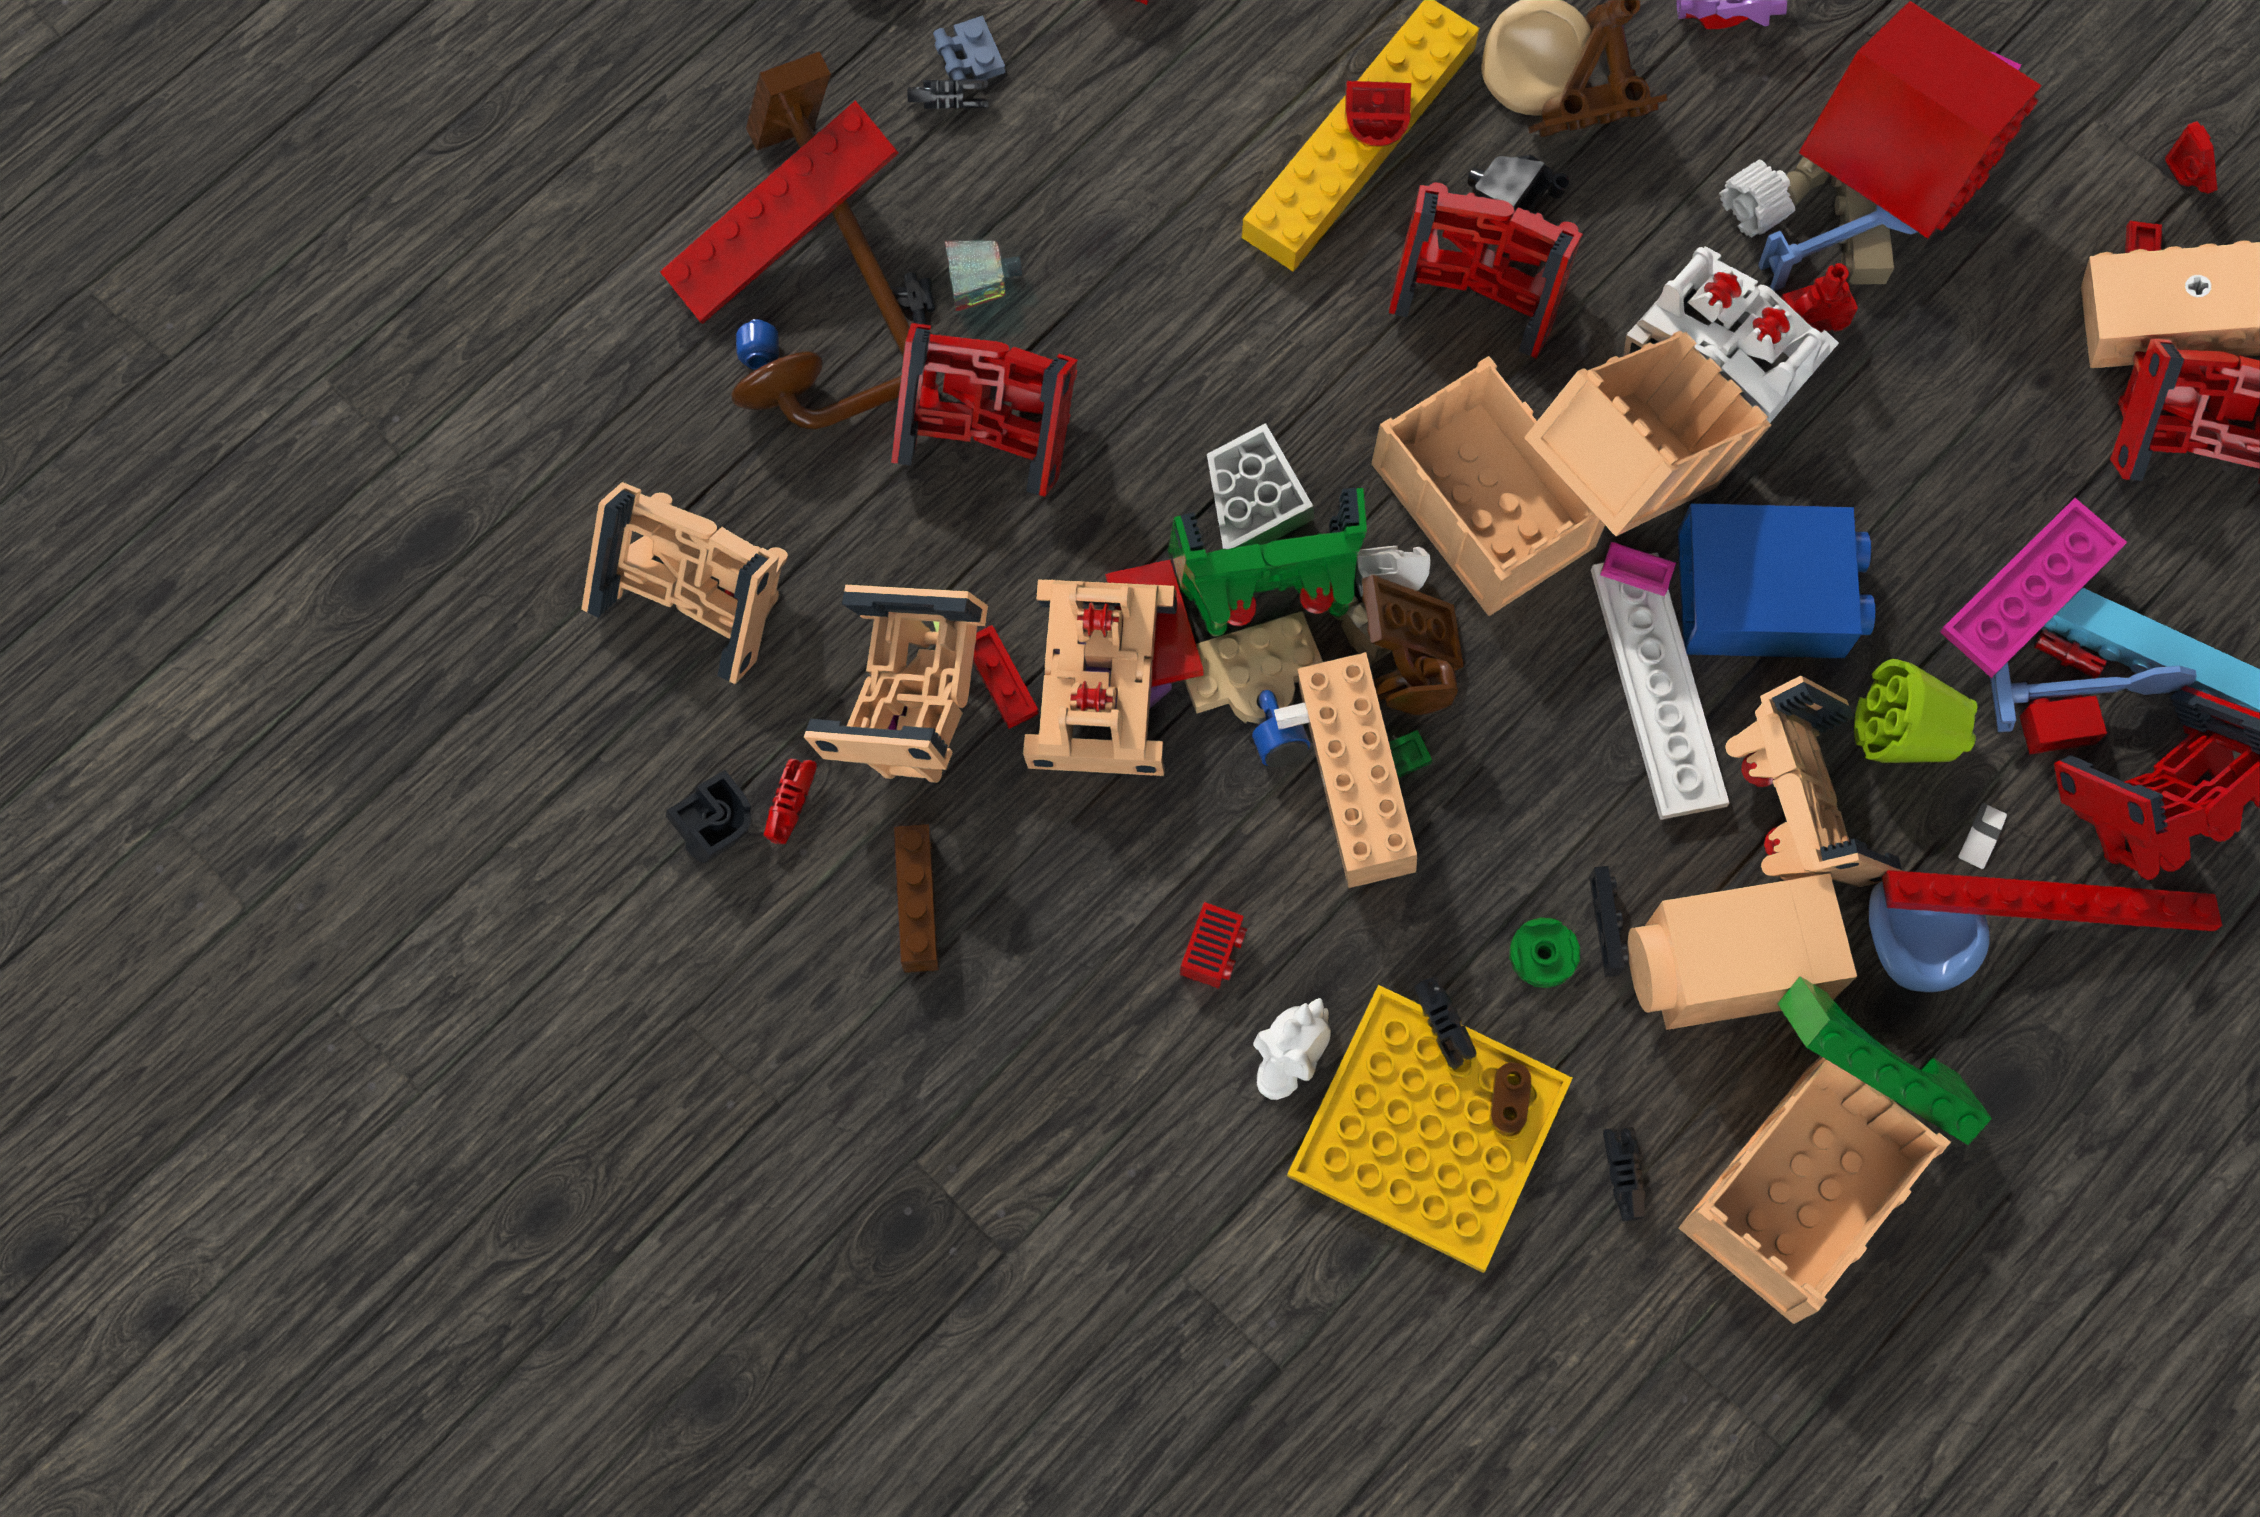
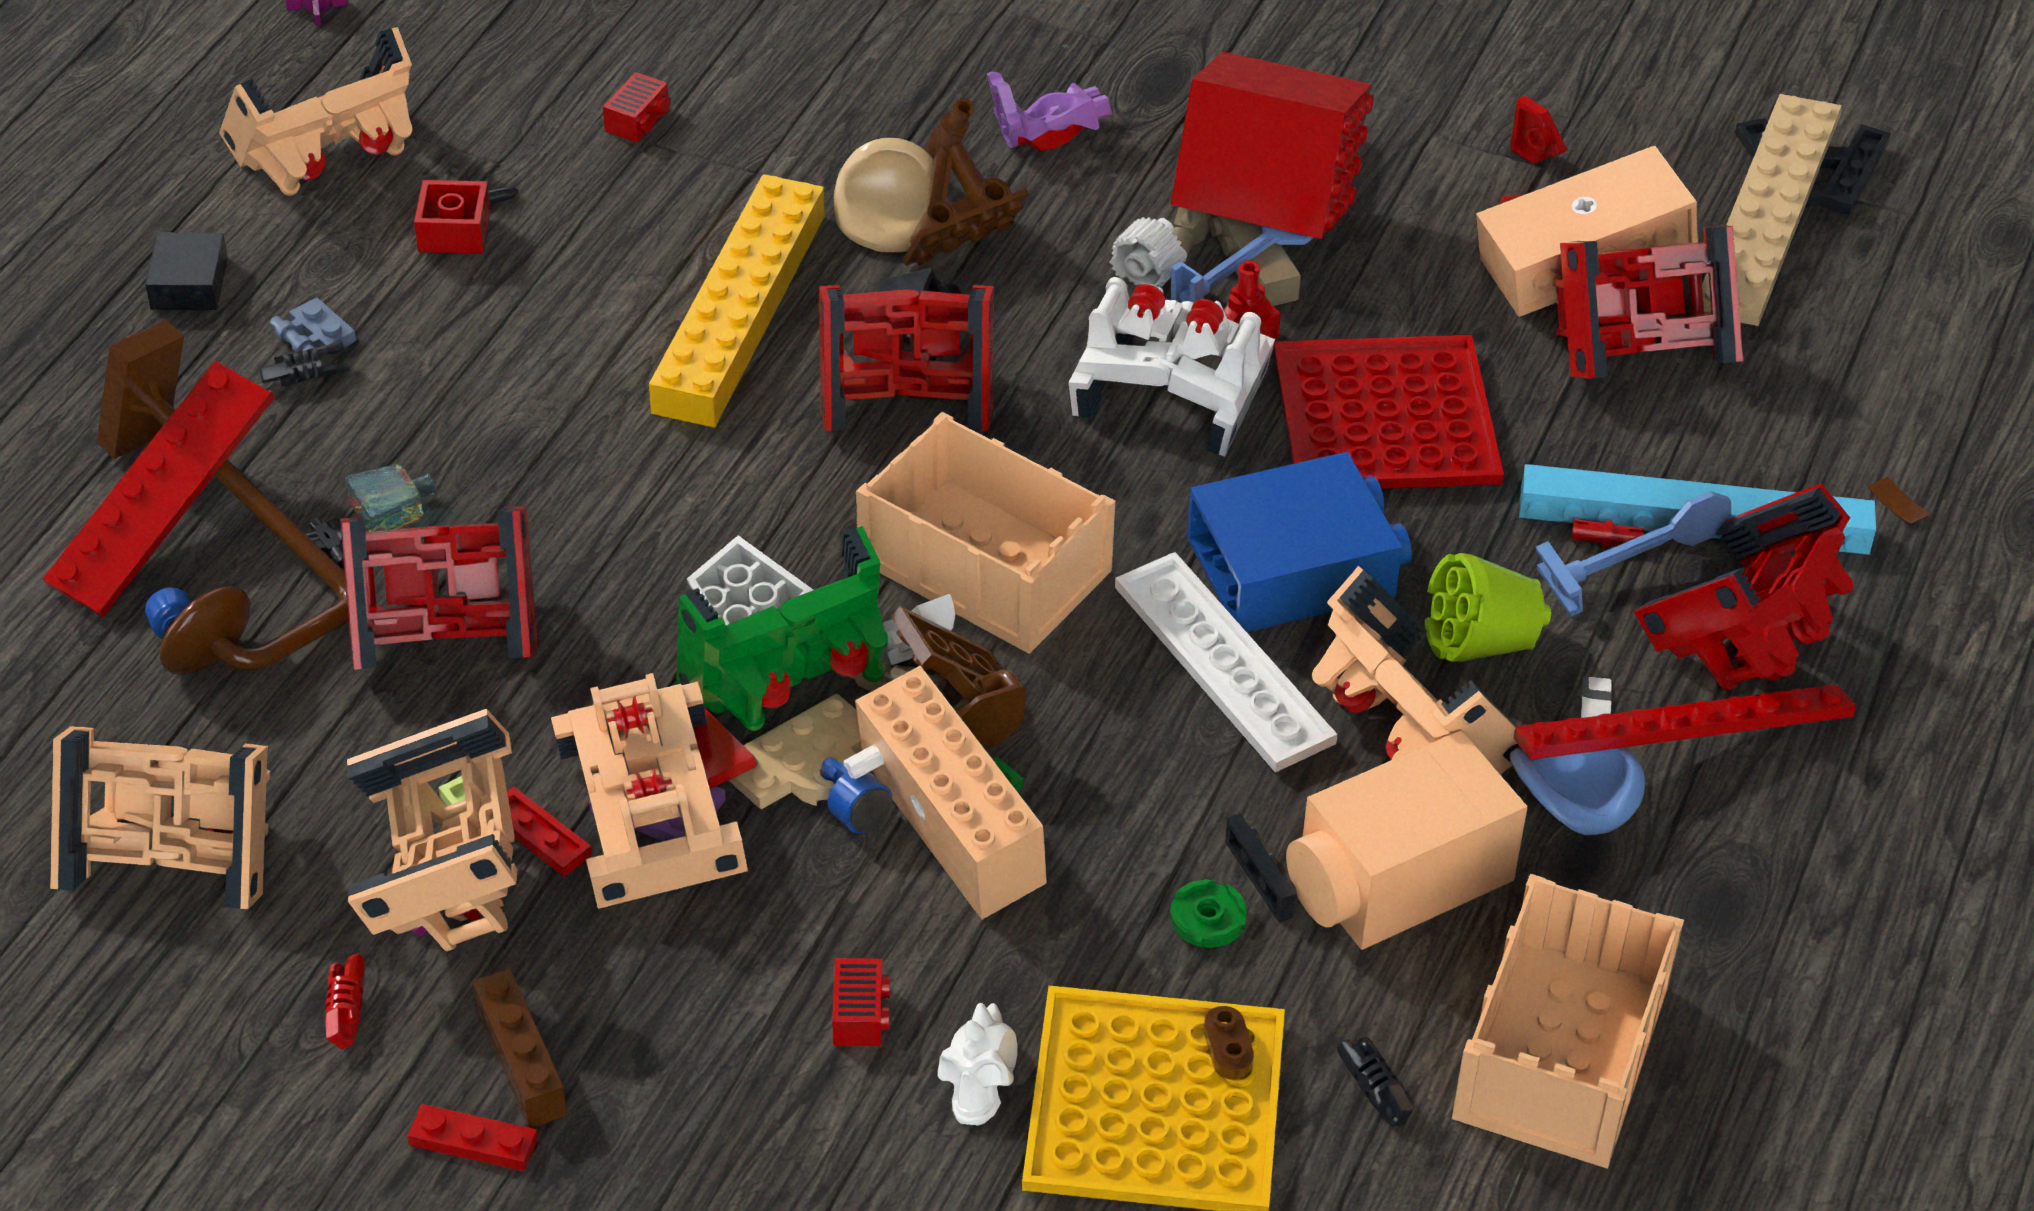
camera: 20 degrees left, 25 degrees down
(712, 817) = (262, 1036): black brick -> none
(855, 968) = (472, 1137): none -> red plate
(1377, 111) = (750, 263): red slope -> none
(1445, 1022) = (1132, 991): black hinge -> none
(1638, 569) = (1161, 567): dark pink tile -> none
(1647, 431) = (1122, 430): light nougat container -> none
(1918, 448) = (1396, 404): none -> red plate
(1932, 1093) = (1538, 851): green arch -> none
(2033, 587) = (1546, 478): dark pink plate -> none
(2062, 723) = (1626, 587): red brick -> none

